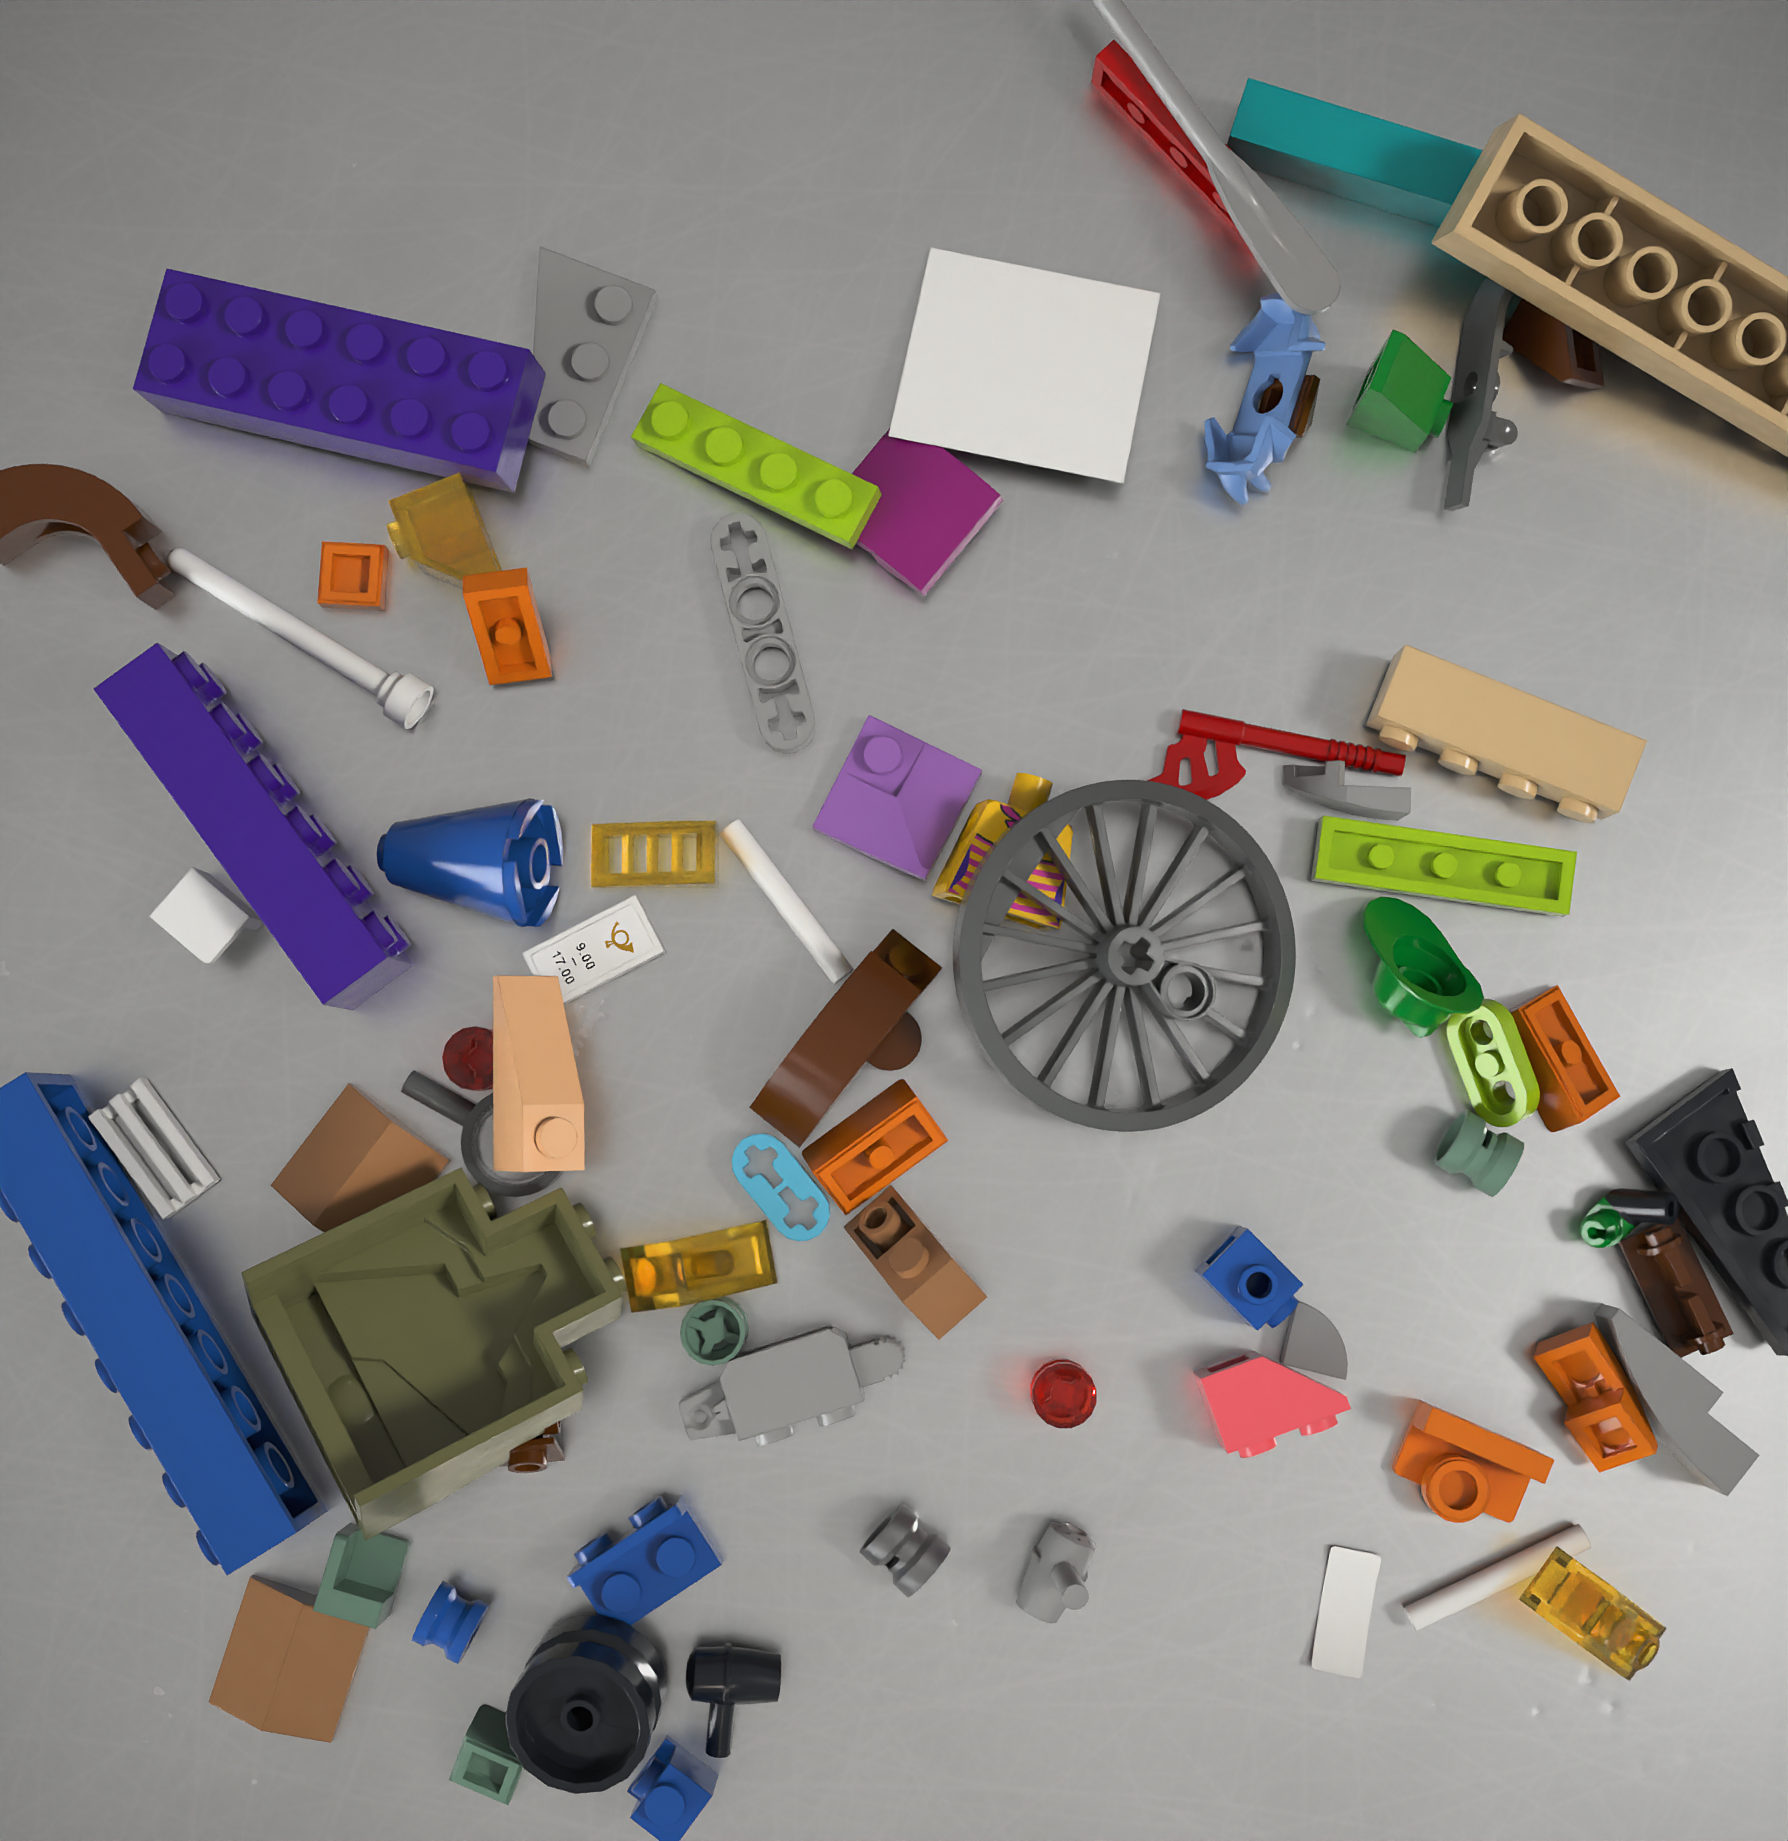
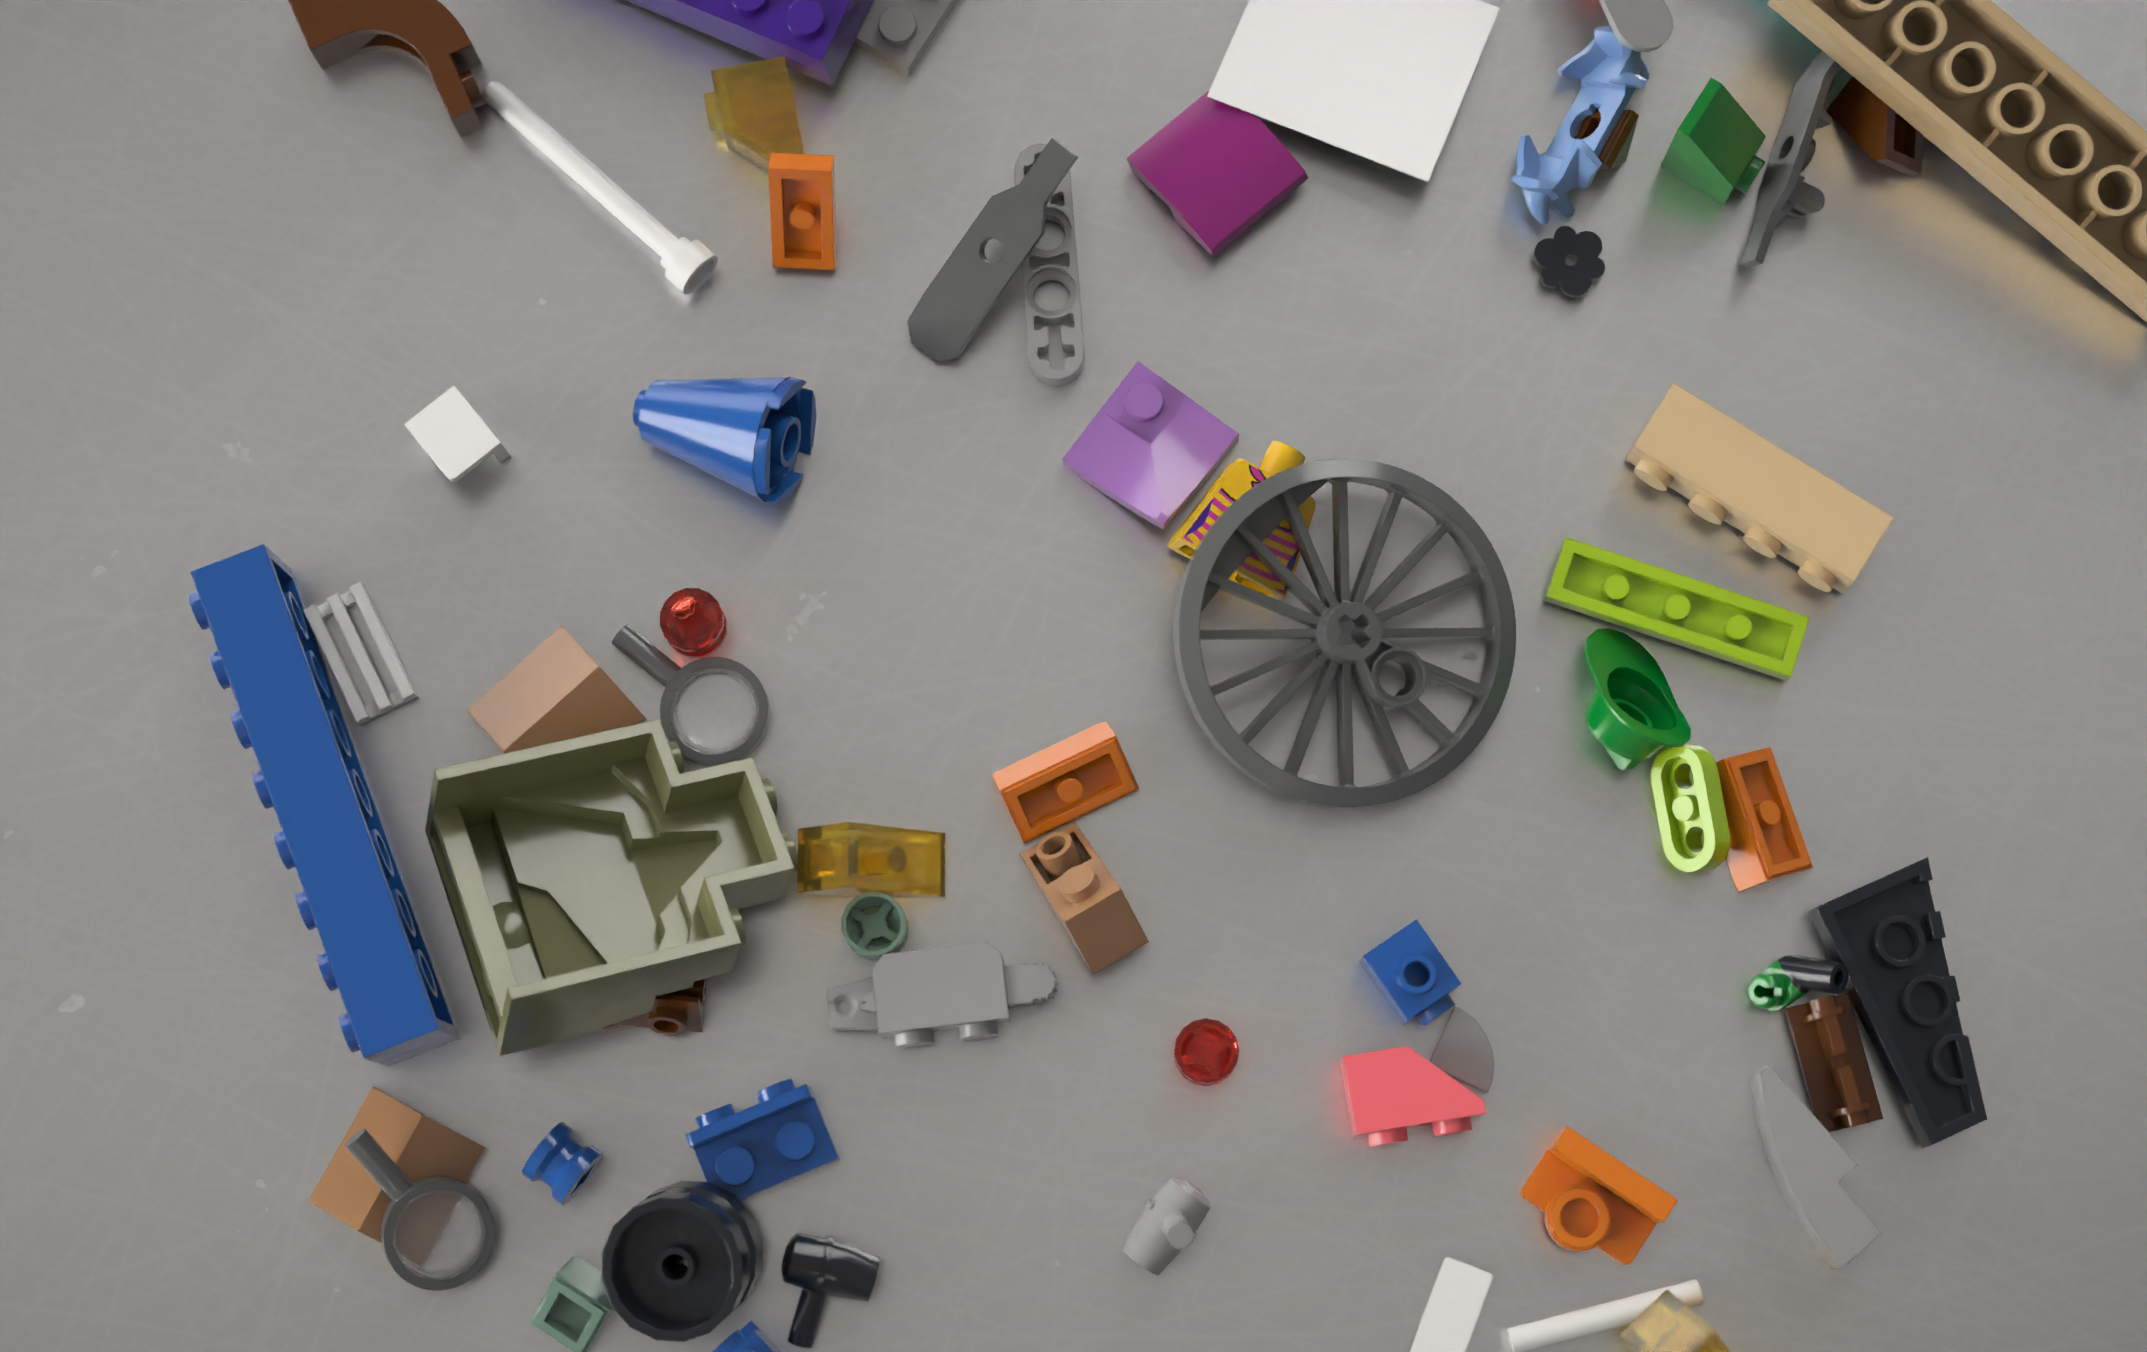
camera: 10 degrees right, 5 degrees down
(255, 827) = (519, 349): dark purple brick -> none
(334, 1712) = (433, 1228): none -> piece
(353, 576) = (660, 139): orange tile -> none
(362, 1576) = (484, 1101): sand green panel -> none
(534, 1079) = (746, 649): light nougat slope -> none
(597, 949) = (825, 542): white tile -> none
(686, 665) = (968, 280): none -> dark grey piece
(706, 855) = (930, 439): clear yellow slope -> none
(756, 466) = (1073, 102): lime plate -> none
(769, 1197) = (980, 795): medium azure beam -> none
(786, 901) = (1023, 527): white bar -> none
(844, 1037) = (1053, 664): reddish brown arch -> none
(899, 1046) = (1099, 678): reddish brown tile -> none
(905, 1550) = (1021, 1175): flat silver wheel -> none
(1229, 733) = (1487, 442): red piece -> none
(1284, 521) = (1582, 249): none -> black plant
(1326, 787) = (1604, 529): light grey slope -> none
(1479, 1153) = (1660, 893): sand green wheel -> none
(1599, 1397) = (1737, 1153): orange slope -> none

